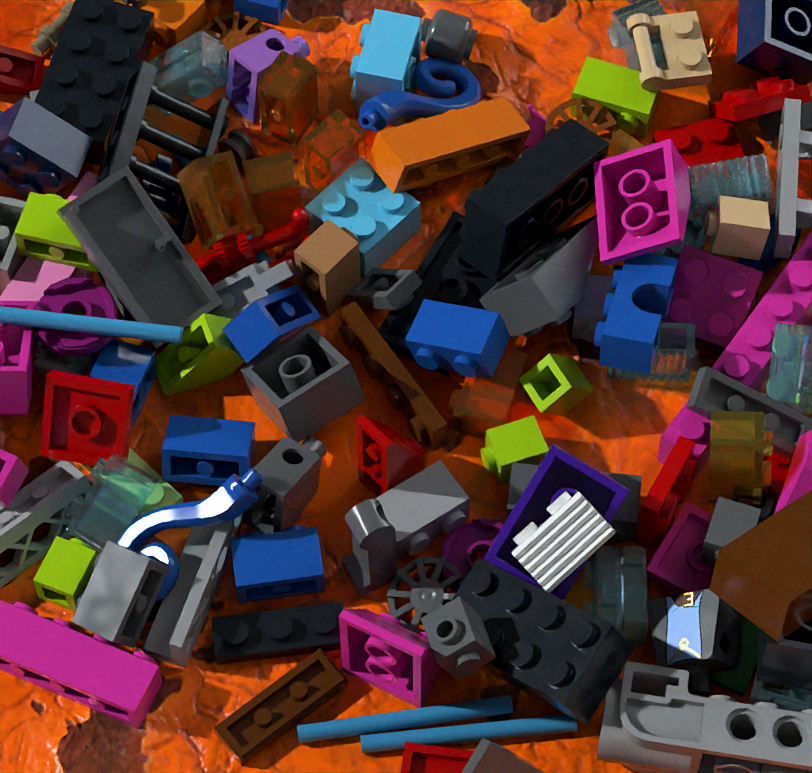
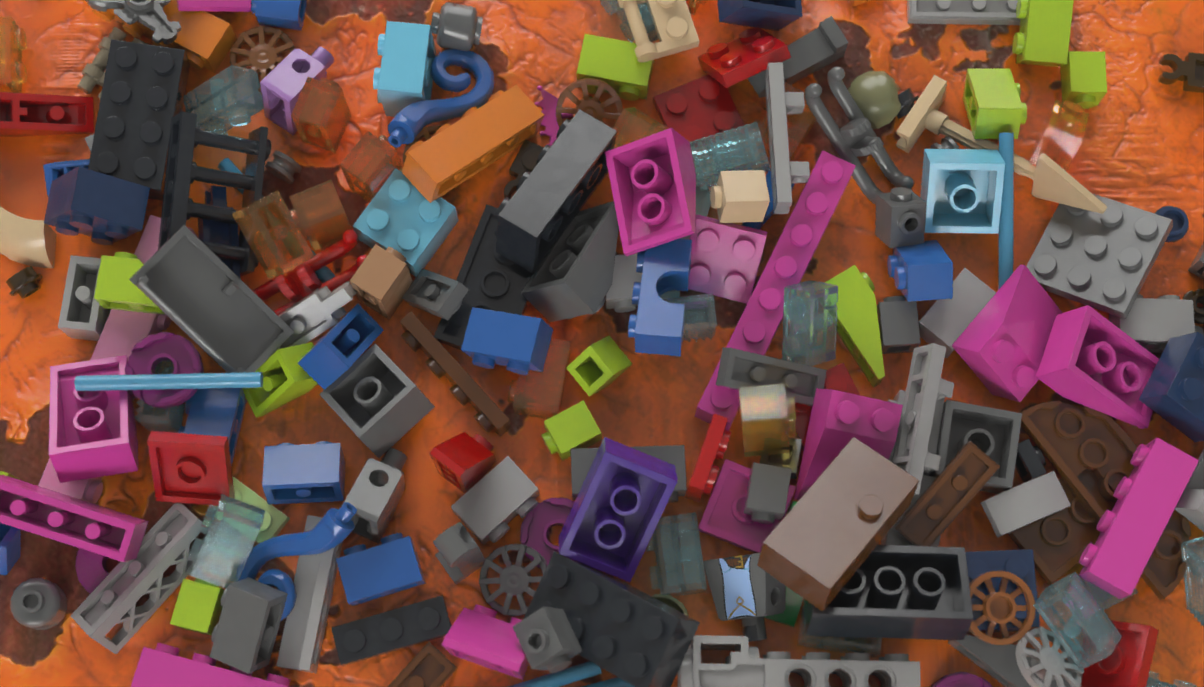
camera: 10 degrees left, 15 degrees up
(562, 540) = (625, 535): white brick -> none

